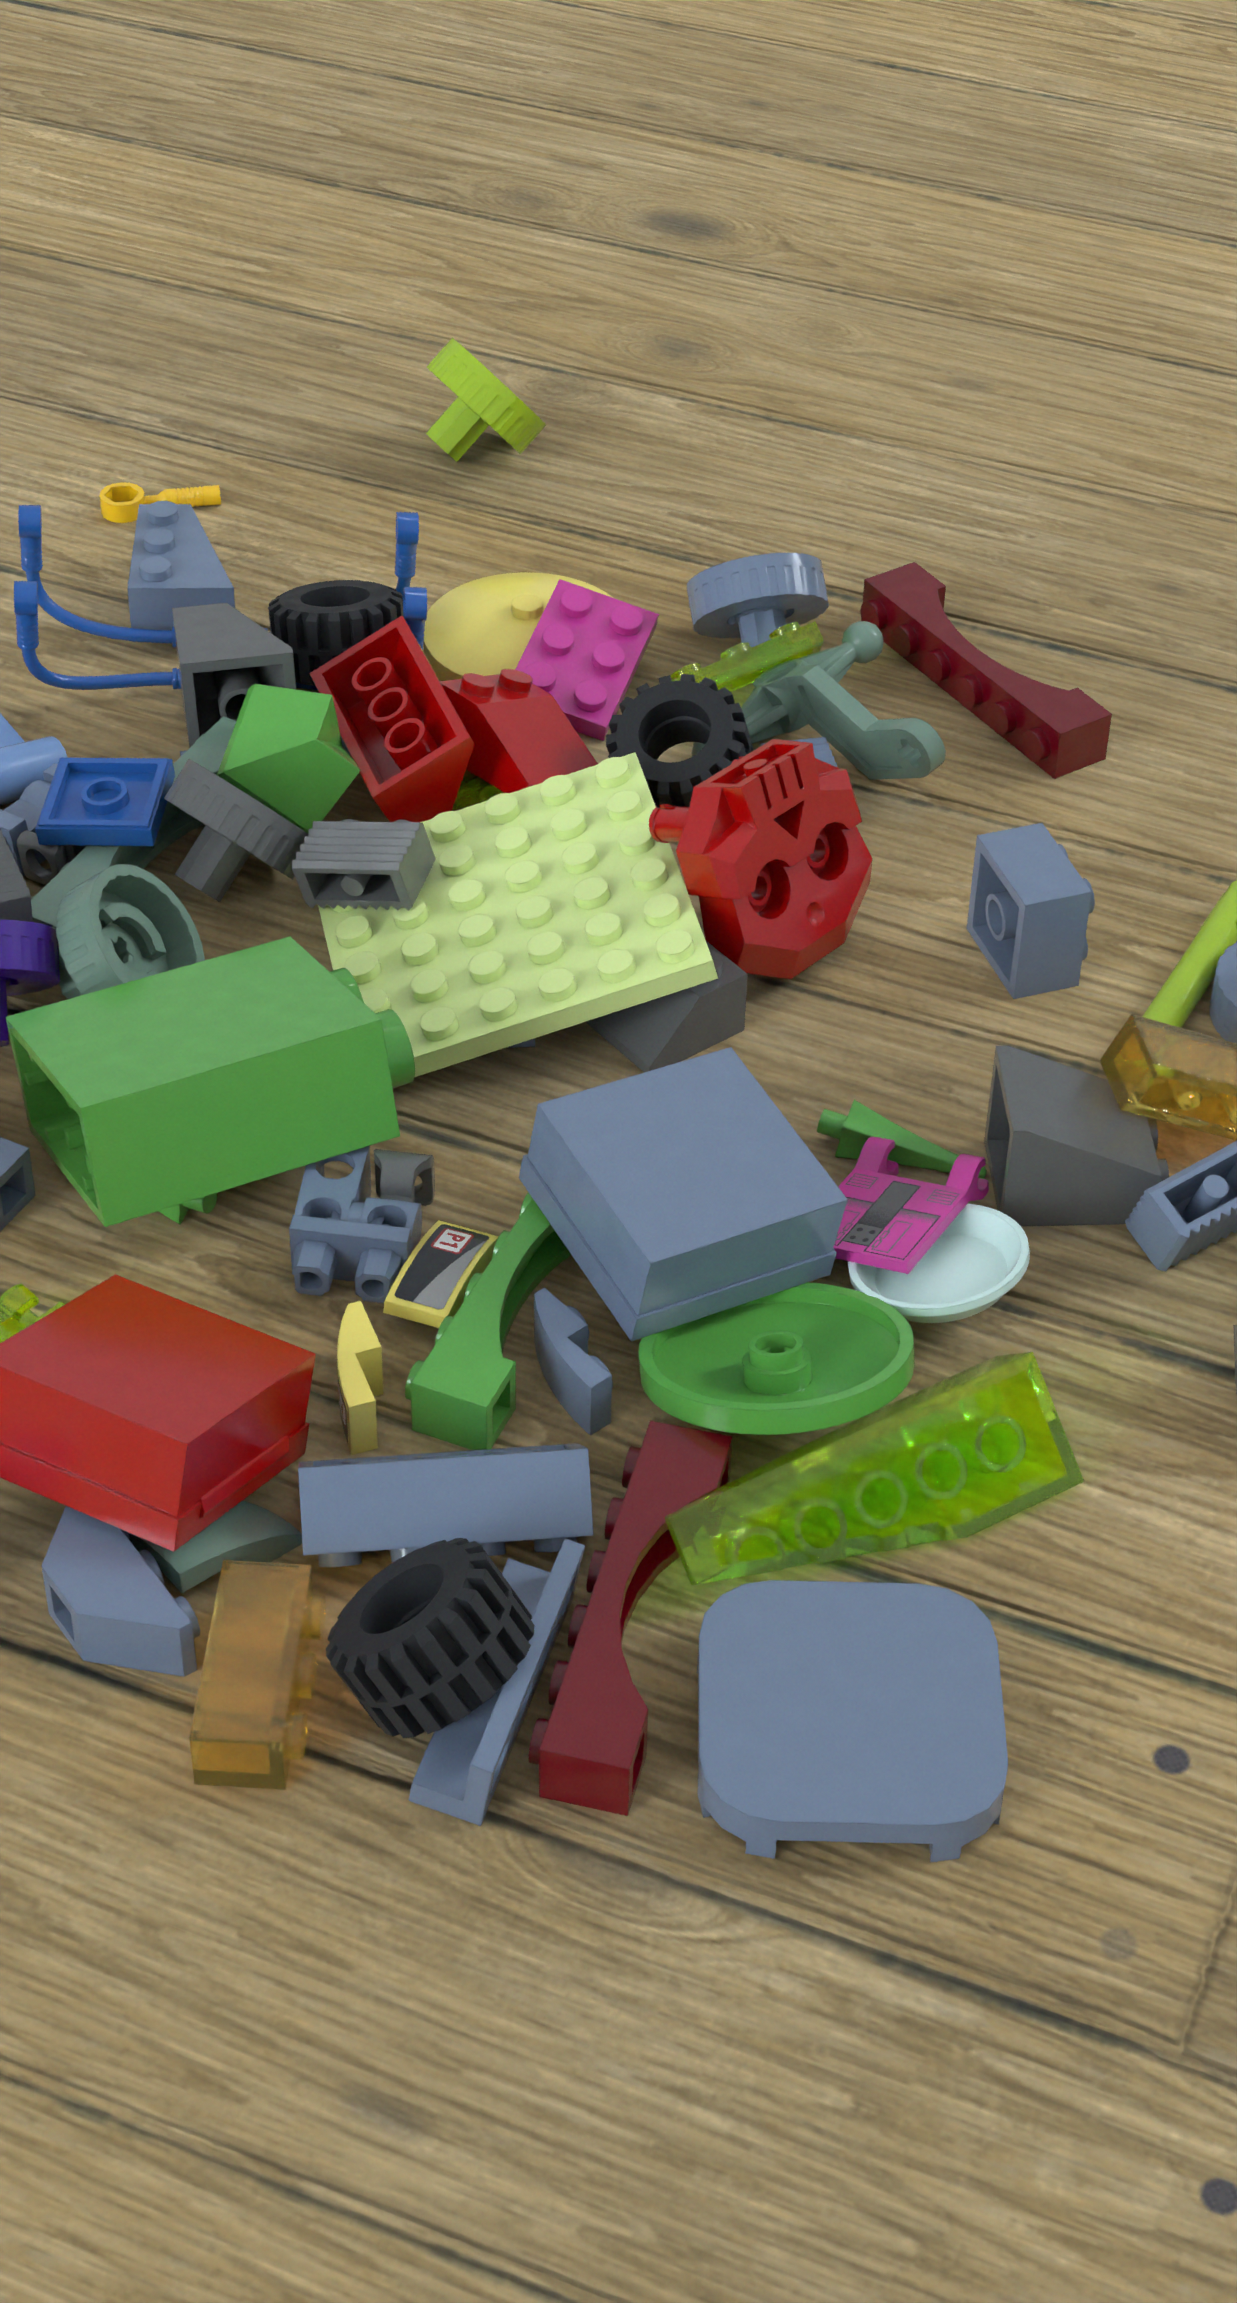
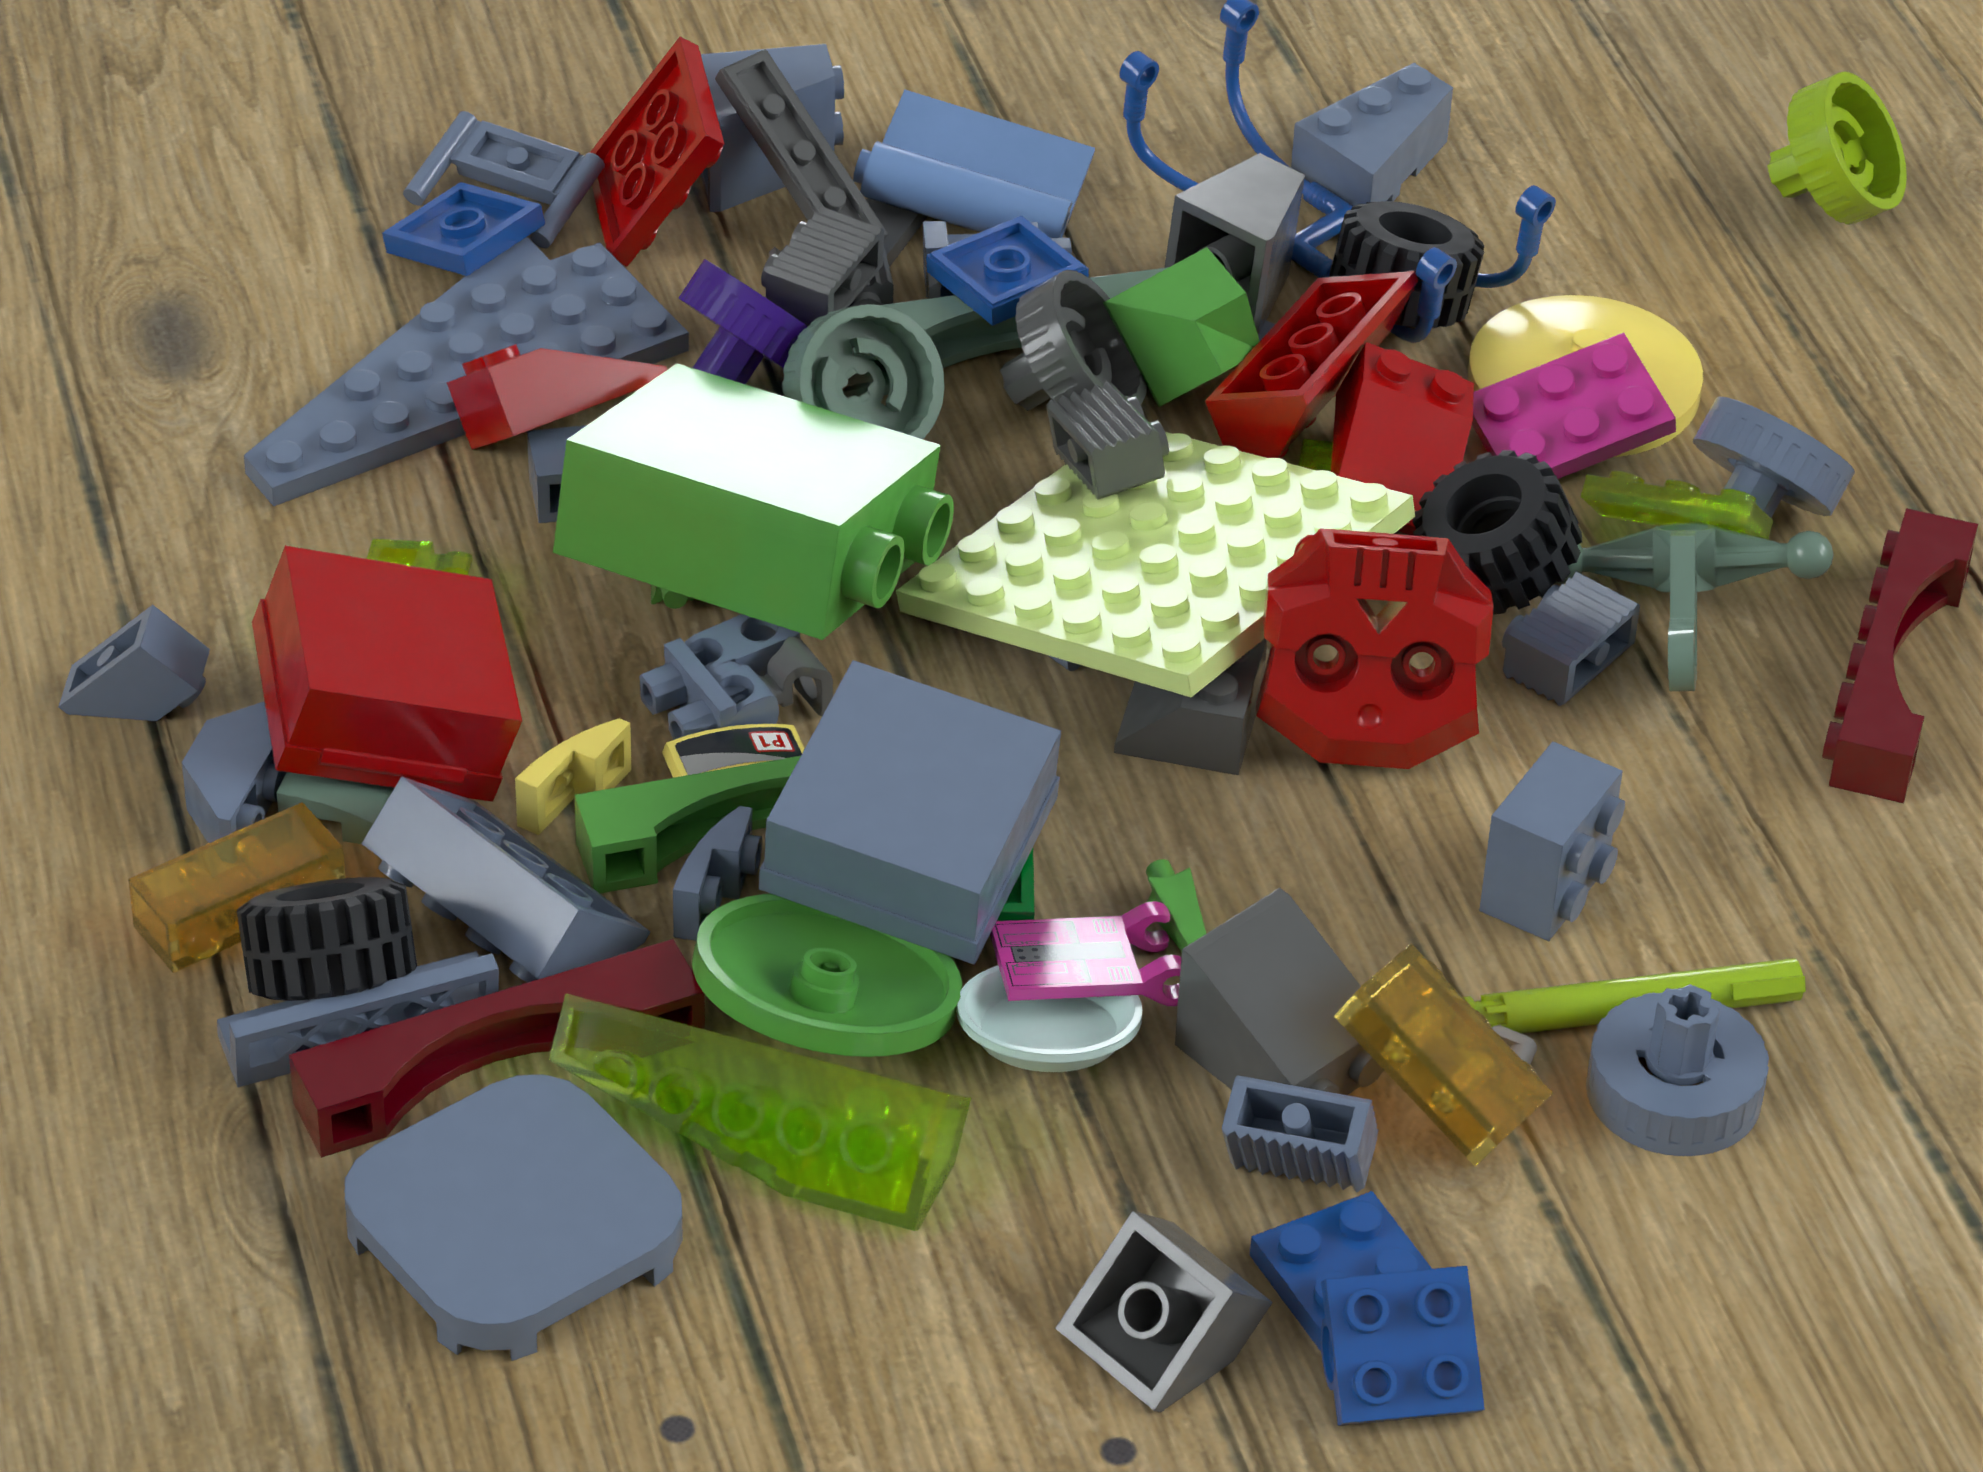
camera: 50 degrees right, 0 degrees up
(121, 500) = (1468, 69): yellow piece -> none

